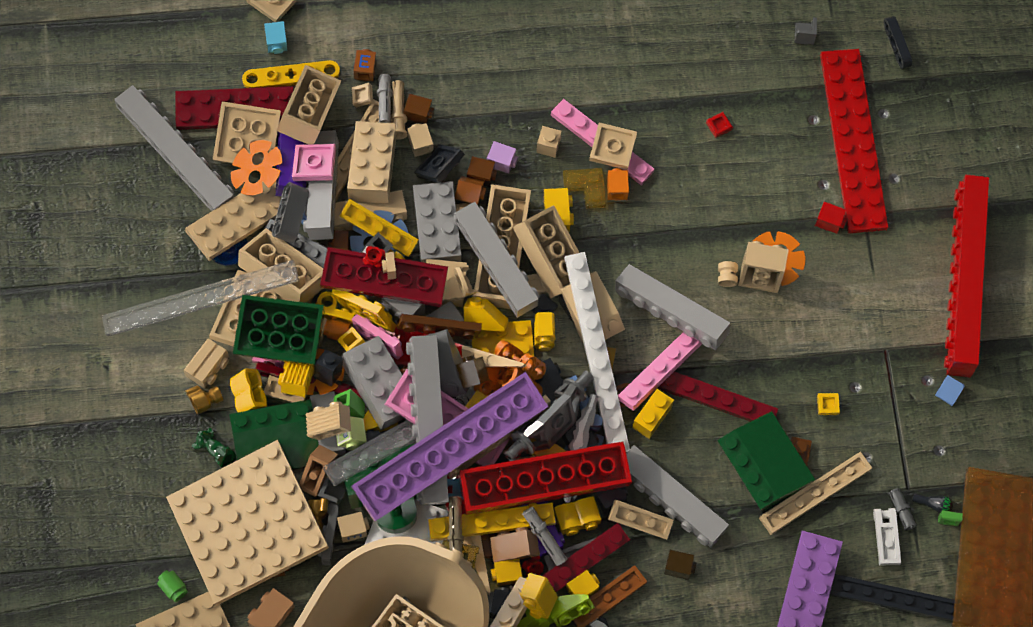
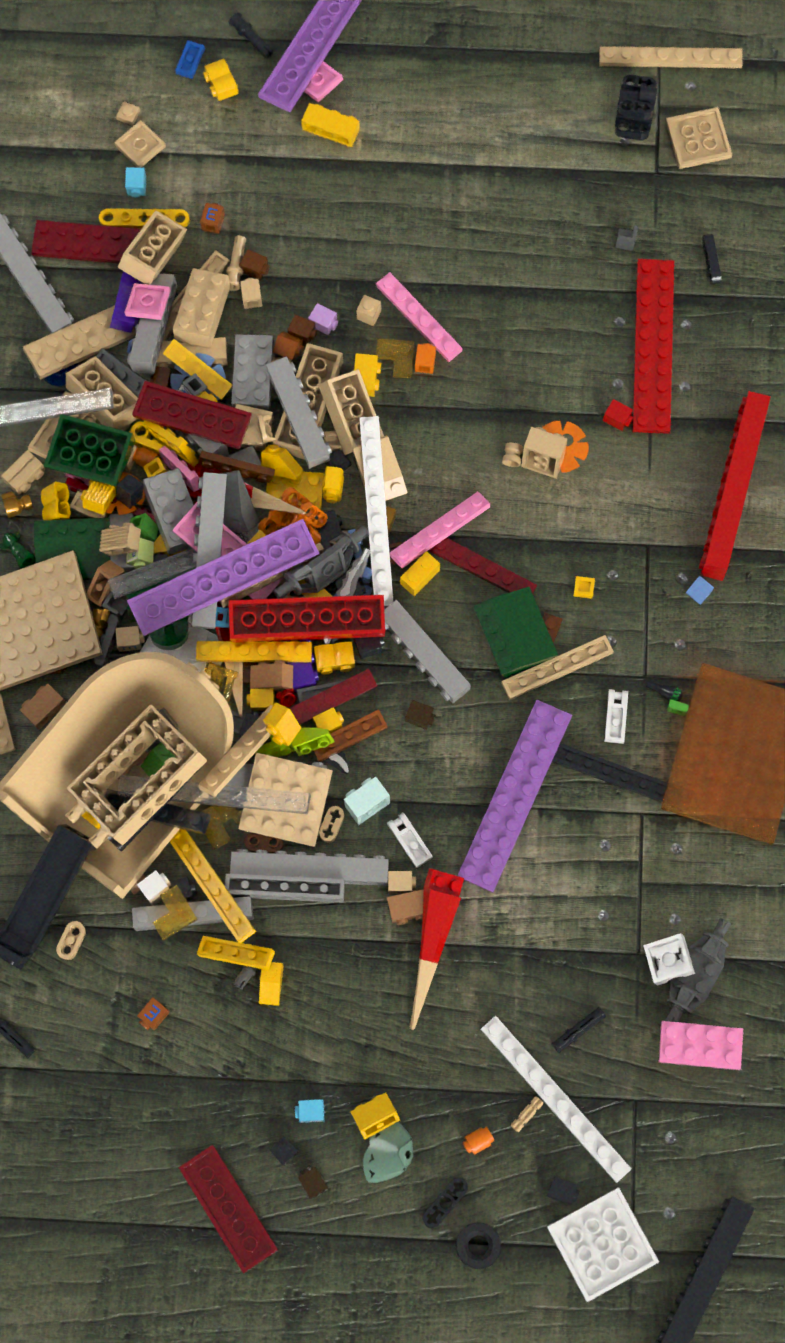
camera: 15 degrees right, 5 degrees up
(241, 126) = (92, 269): tan plate -> none
(244, 161) = (105, 307): orange piece -> none
(290, 212) = (118, 344): dark grey beam -> none
(362, 95) = (205, 245): tan tile -> none
(371, 251) = (182, 389): red plate -> none
(384, 94) = (225, 247): light grey pin -> none
(389, 265) = (196, 405): tan plate -> none
(439, 163) = (264, 317): black plate -> none
(455, 523) = (217, 659): dark tan pin -> none
(472, 371) = (257, 512): dark brown brick -> none
(541, 531) = (296, 666): light grey pin -> none
(613, 146) = (426, 322): tan plate -> none
(640, 519) = (391, 668): tan plate -> none
(672, 307) = (454, 478): light grey brick -> none
(719, 125) = (530, 315): red tile -> none
(902, 509) = (635, 693): dark grey pin -> none

